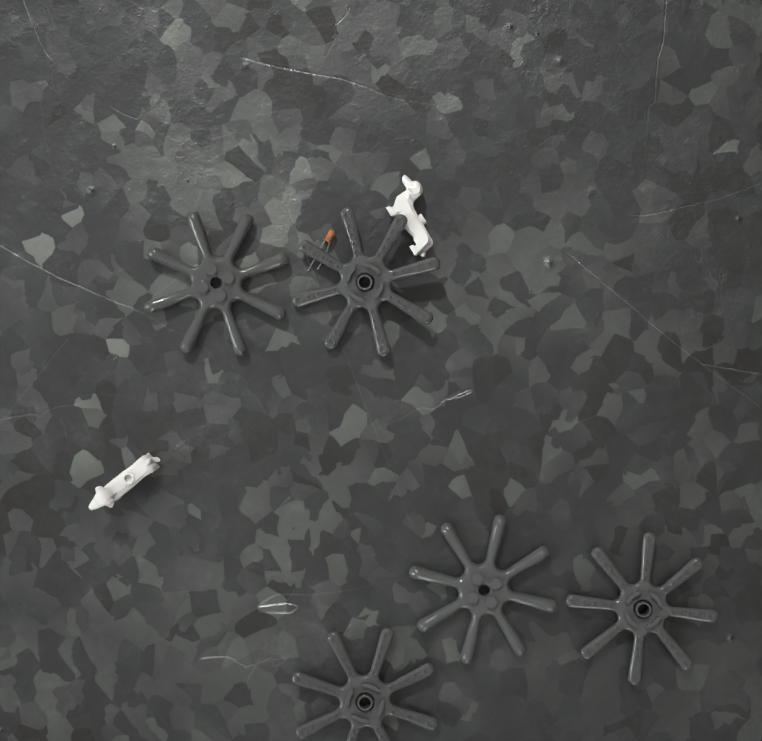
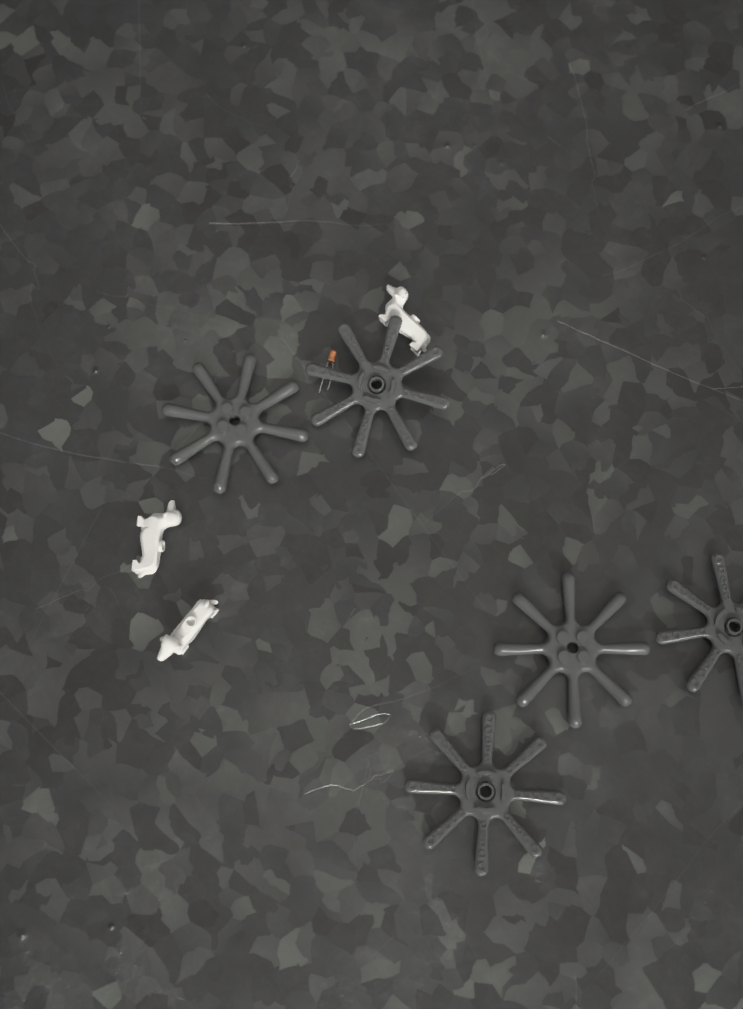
camera: 15 degrees left, 15 degrees down
(110, 382) = (151, 538): none -> white animal

